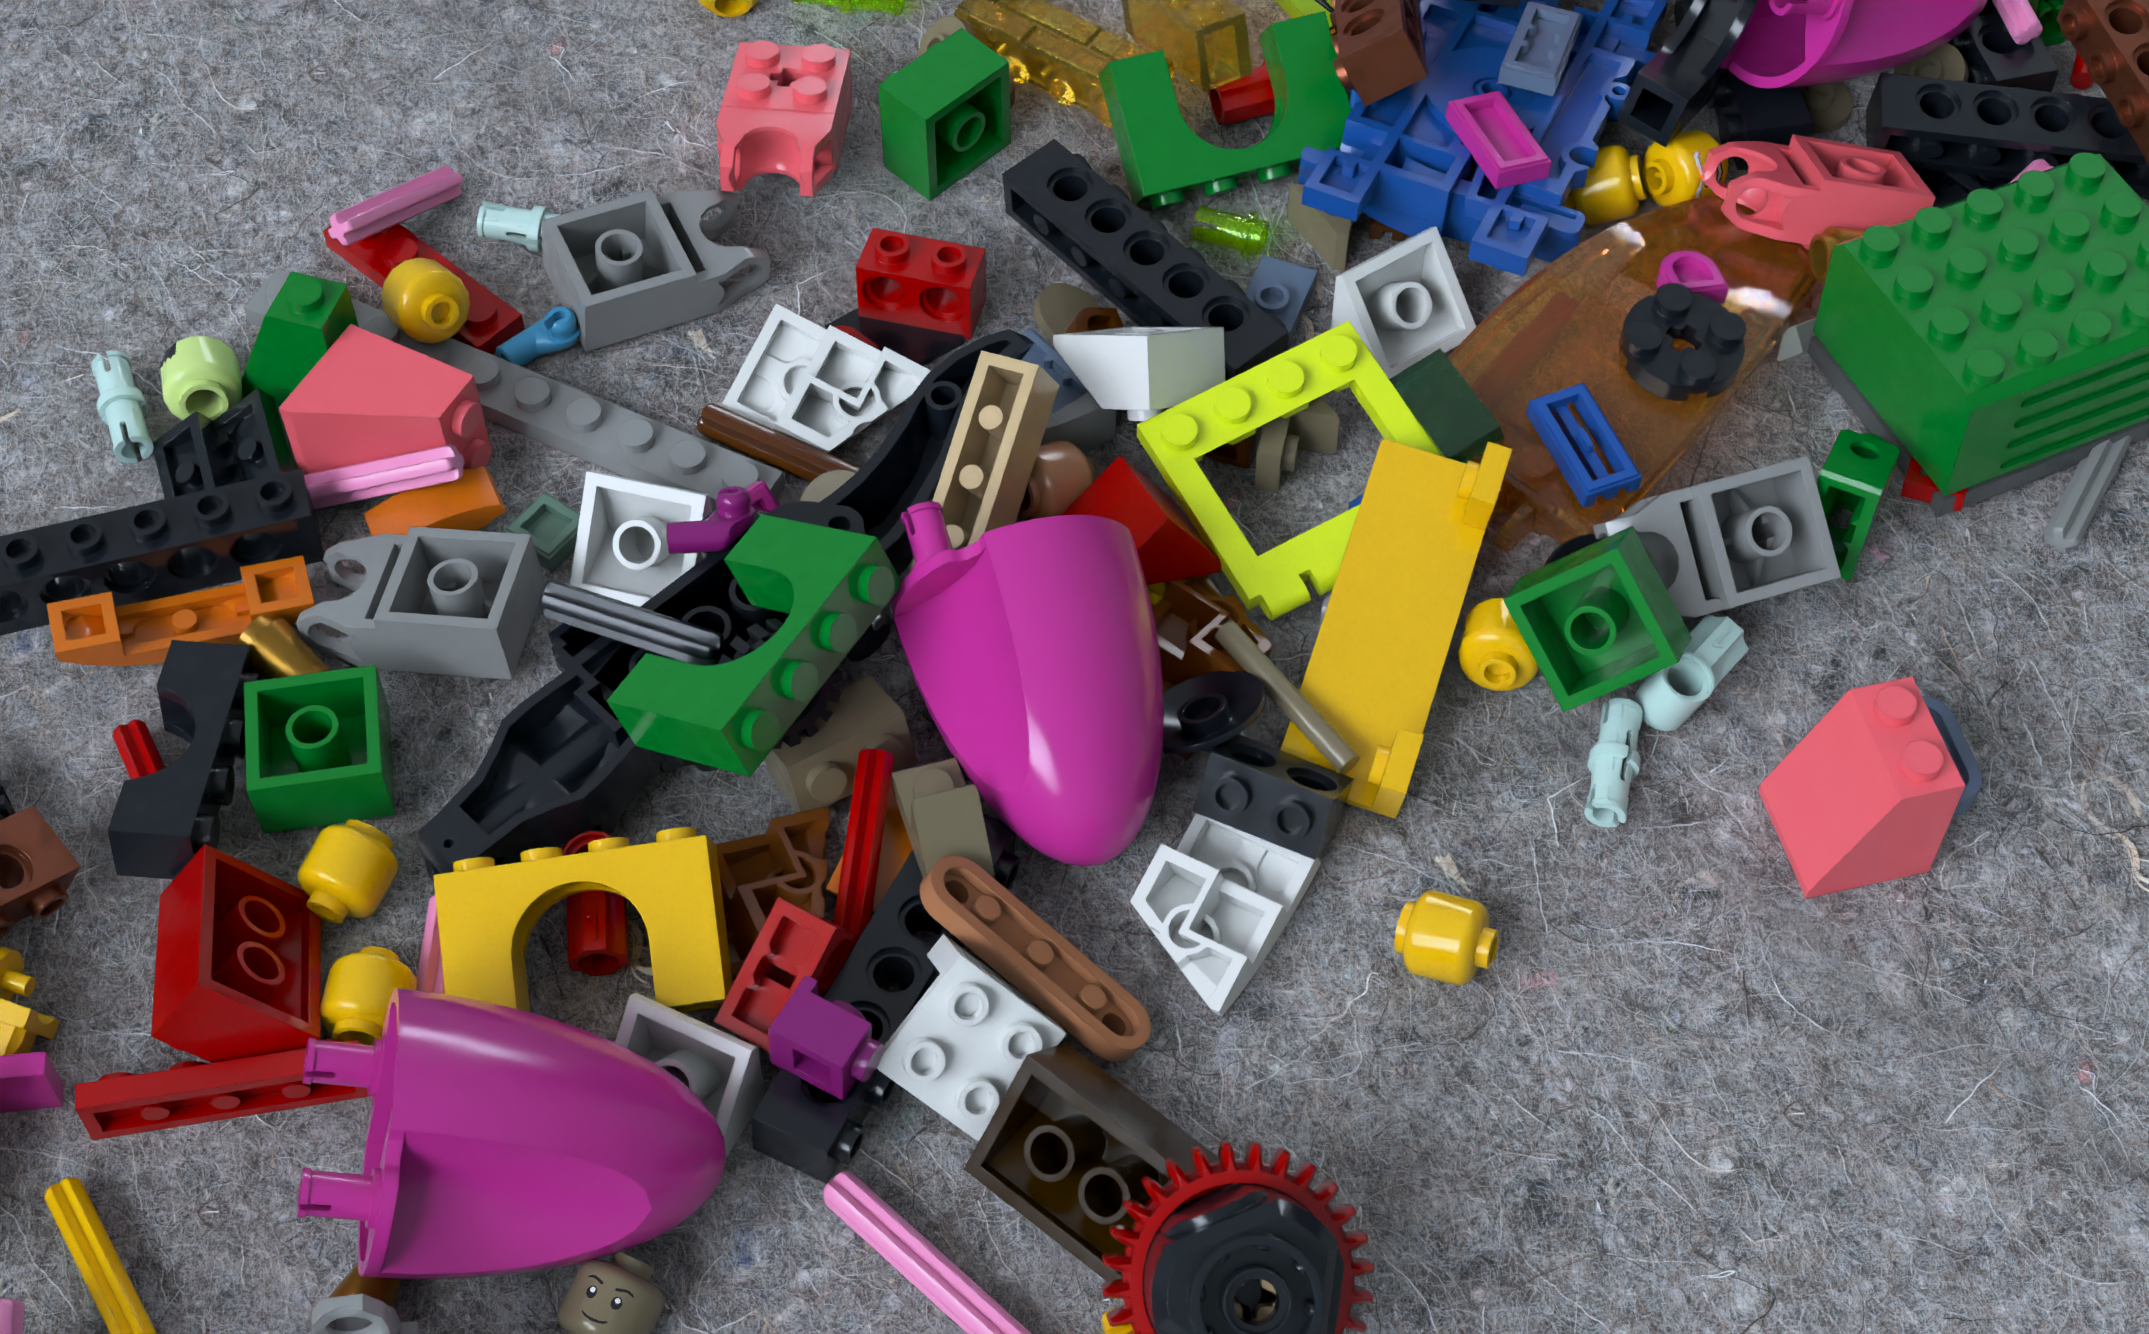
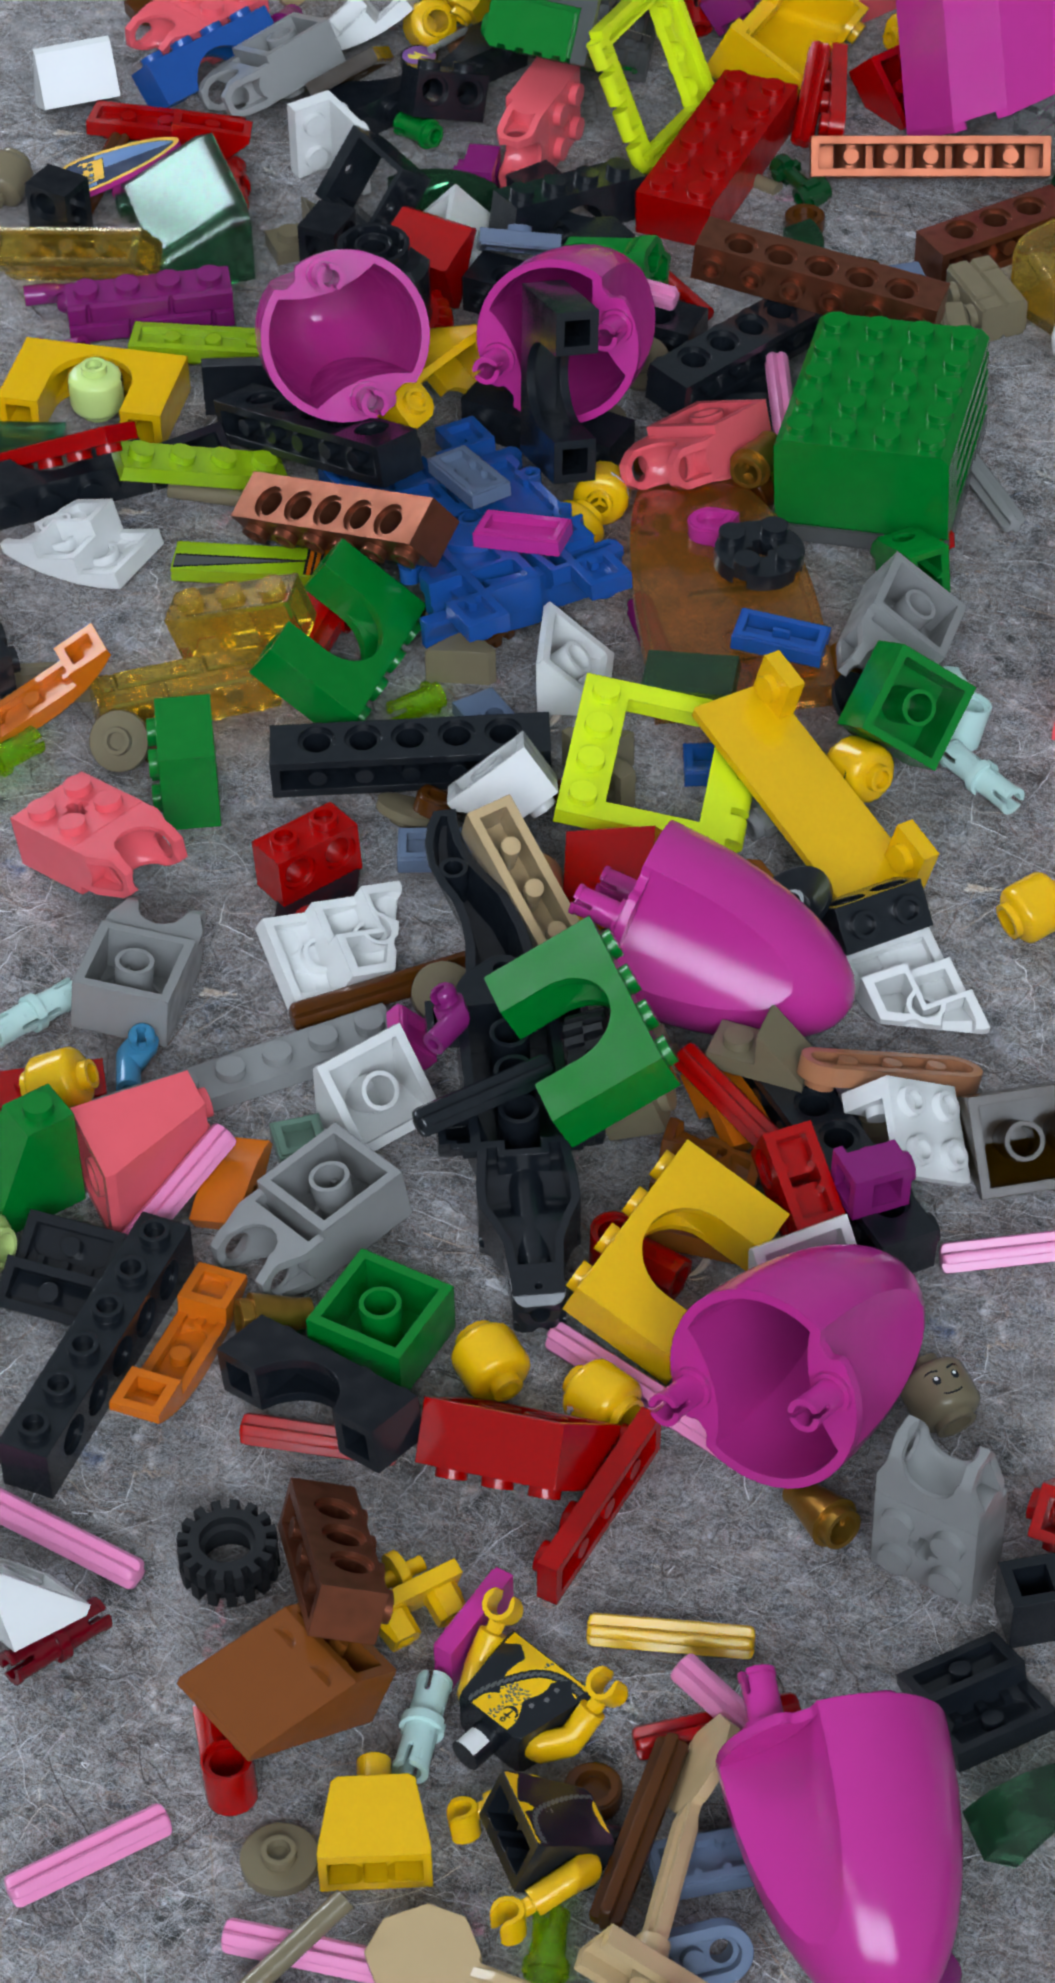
camera: 50 degrees left, 10 degrees down
(1287, 697) = (832, 868): dark tan bar -> none

